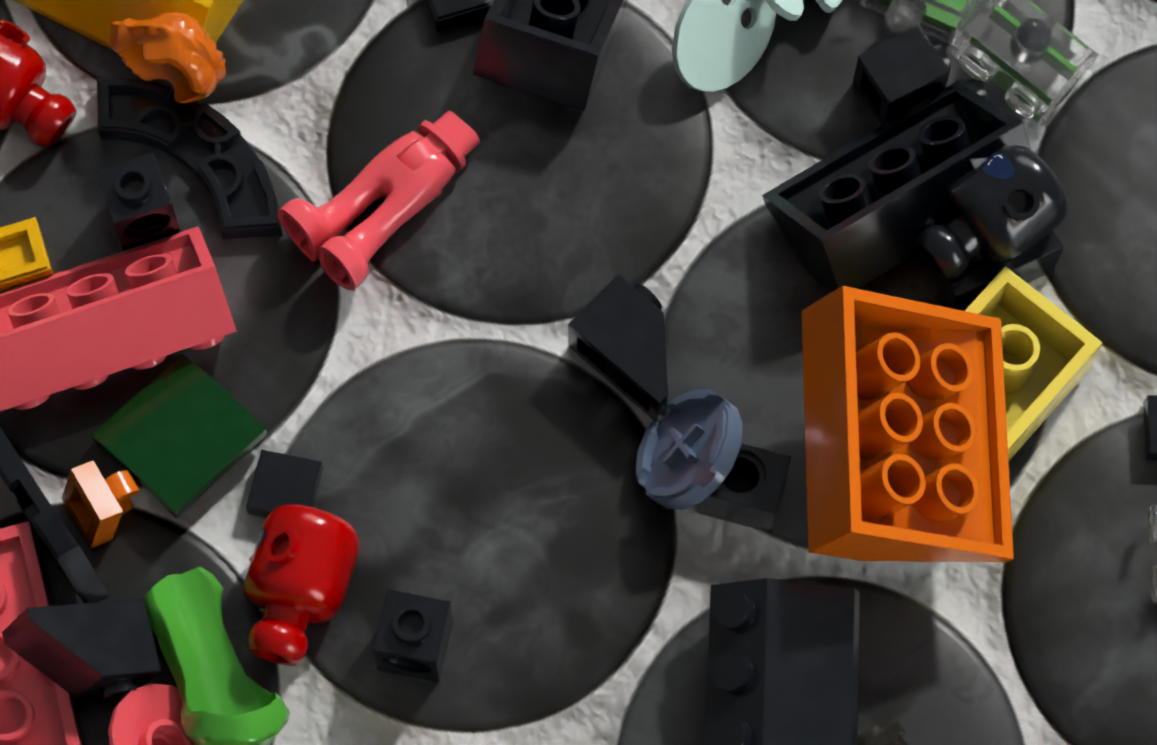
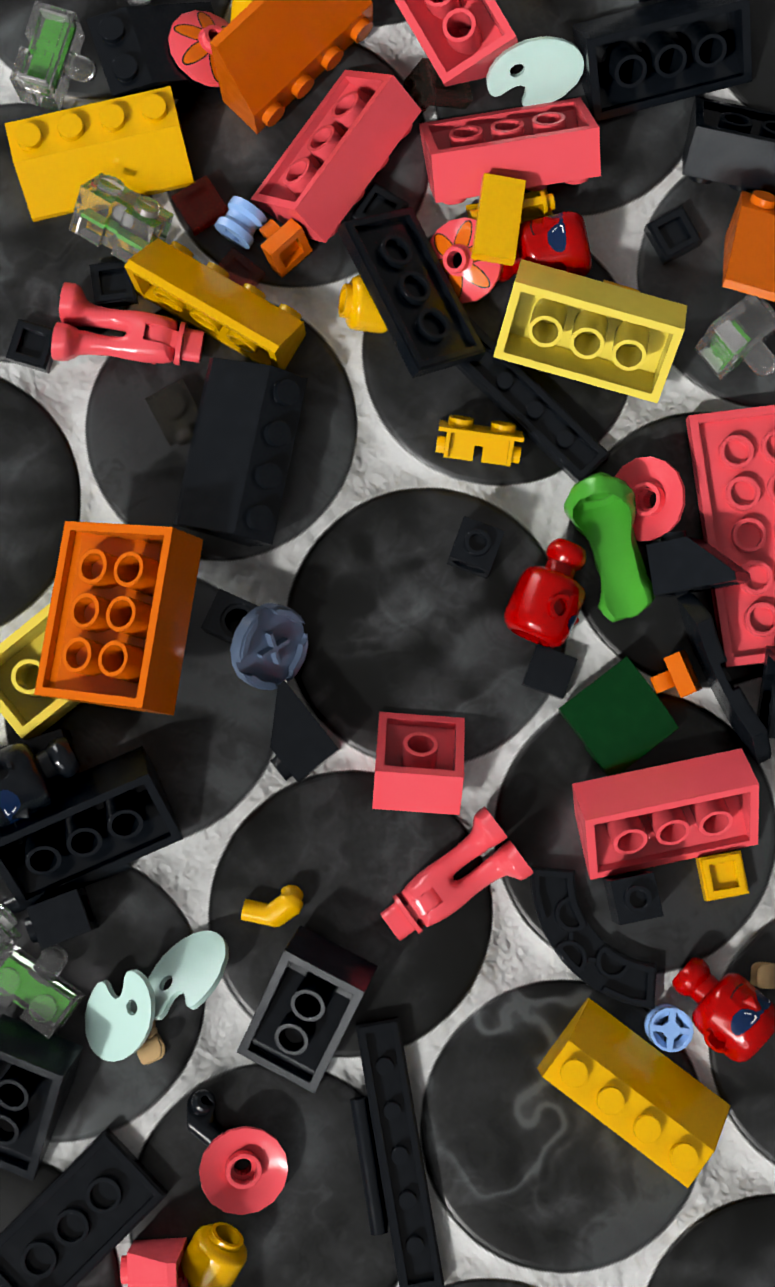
camera: 175 degrees left, 15 degrees up
(65, 48) = (677, 1028): none -> light blue wheel
(171, 50) = (599, 1008): orange hair -> none
(454, 335) = (419, 763): none -> coral slope
(619, 125) = (277, 911): none -> yellow arm

